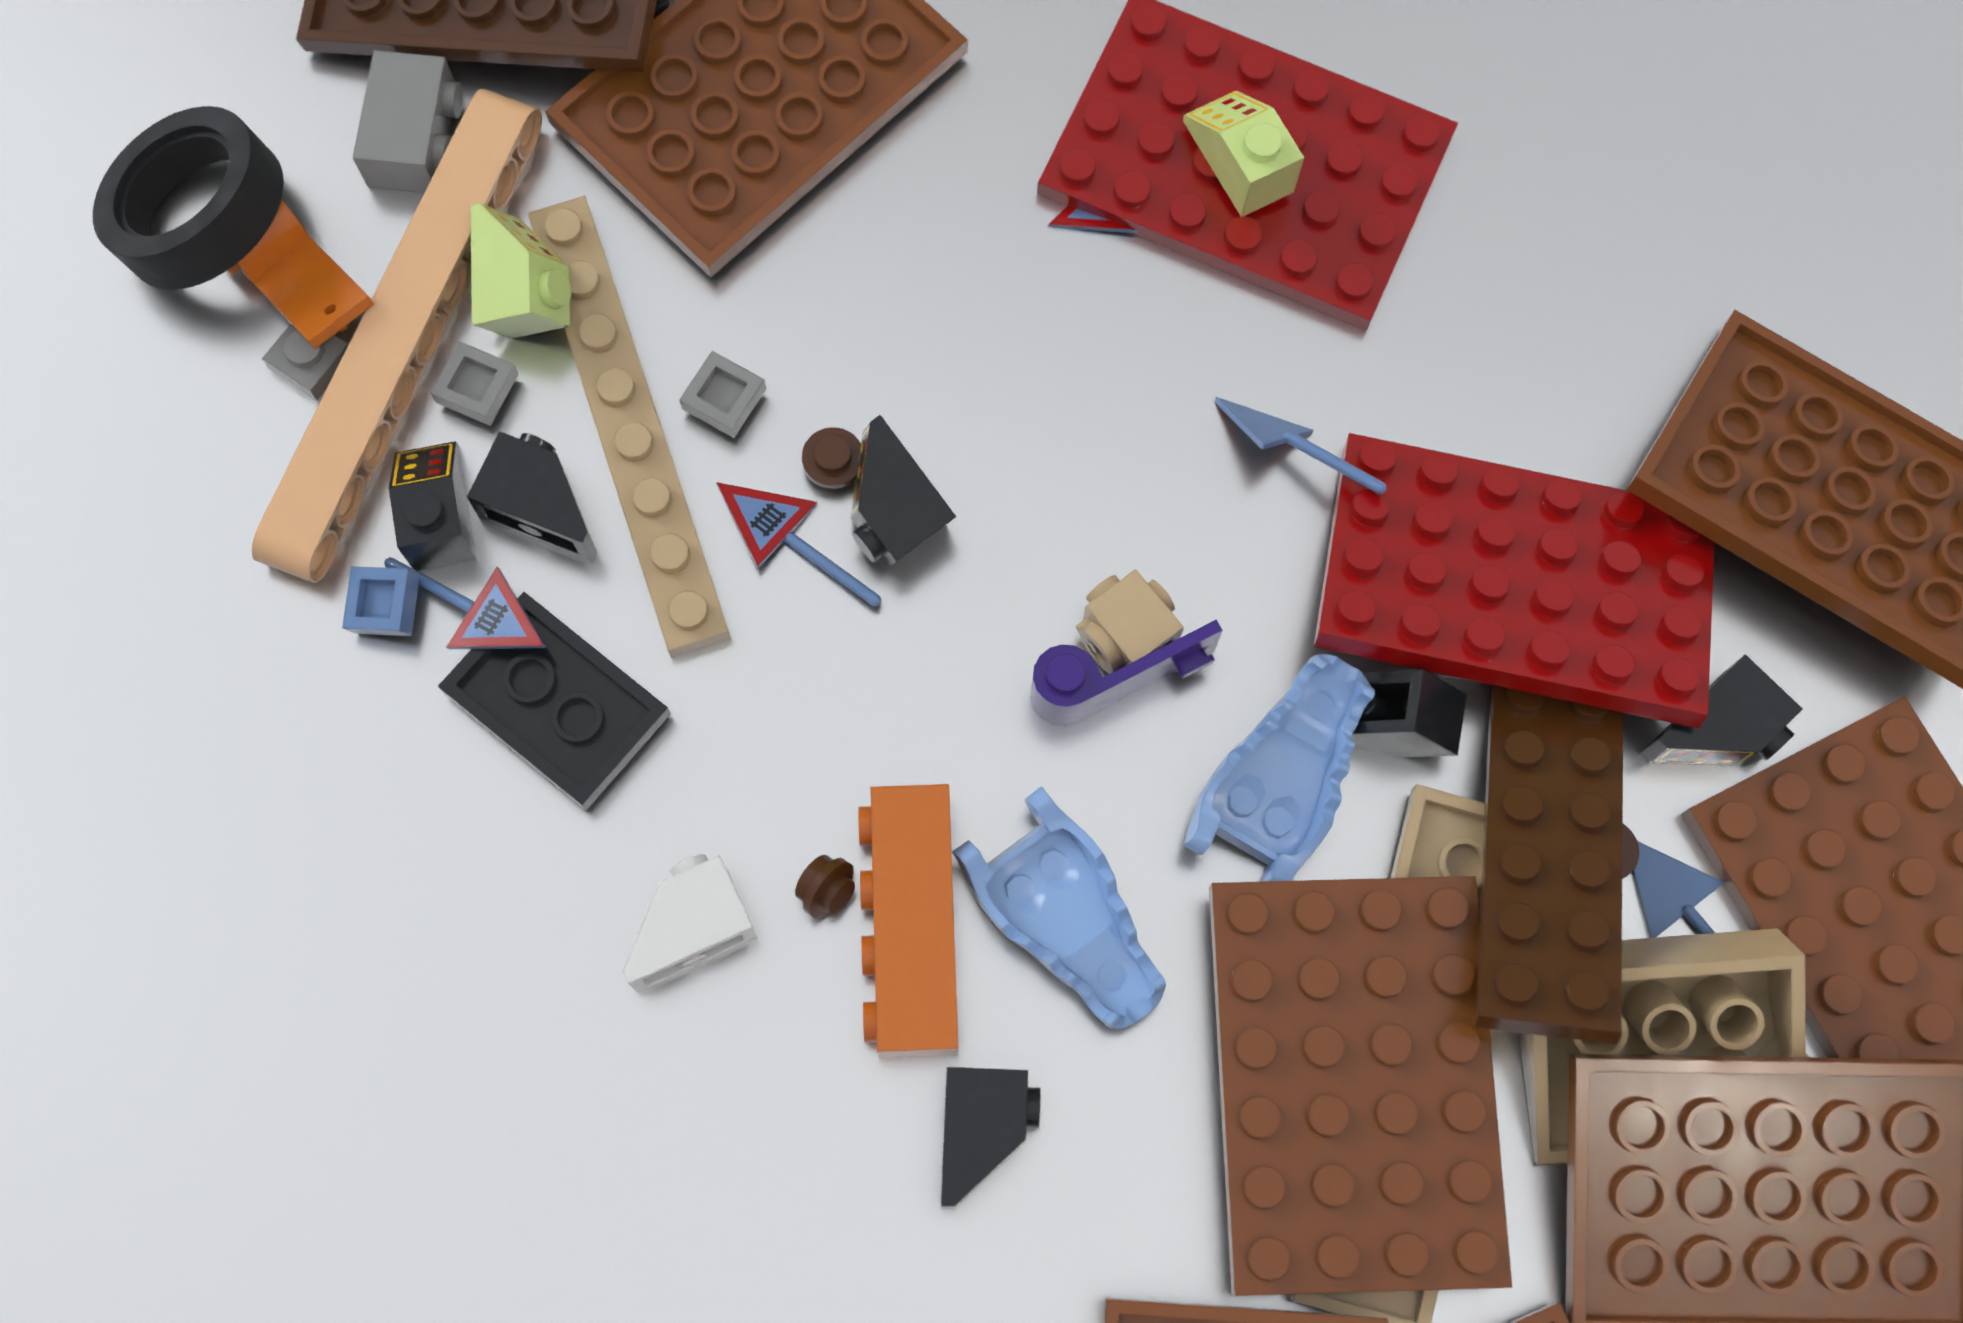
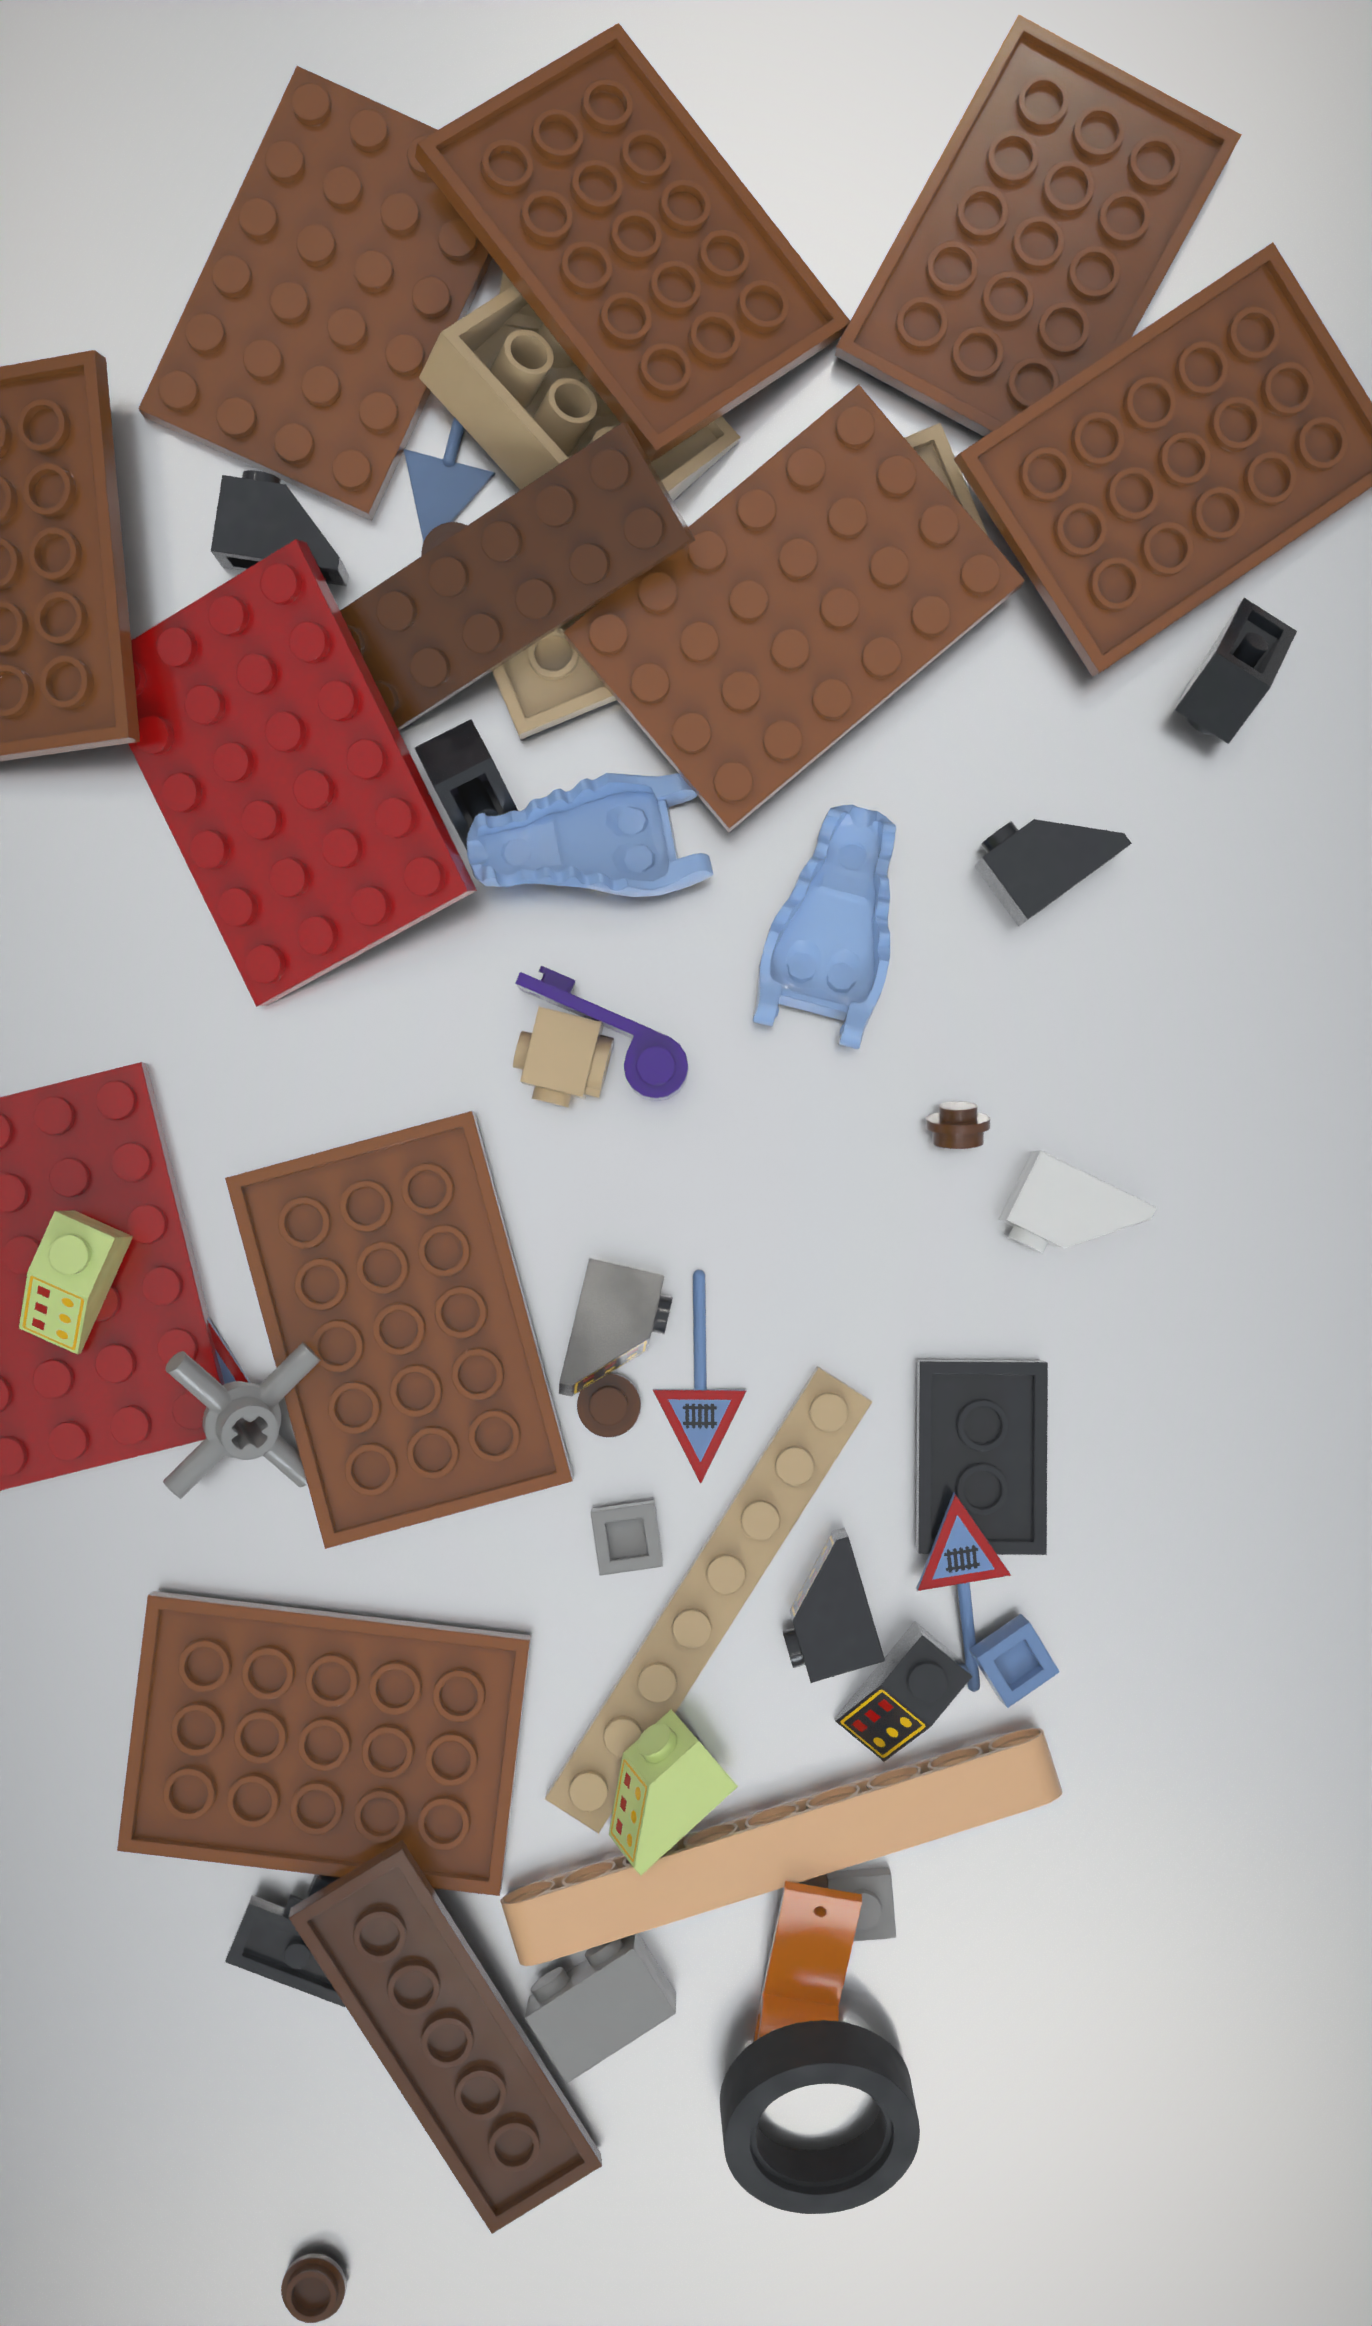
camera: 125 degrees left, 15 degrees up
(474, 383) = (778, 1746): light grey plate -> none
(912, 922) = (933, 1037): orange brick -> none
(1017, 354) = (423, 1335): none -> dark orange plate
(1041, 186) = (227, 1405): none -> light grey bar
(1272, 431) = (303, 1069): medium blue piece -> none

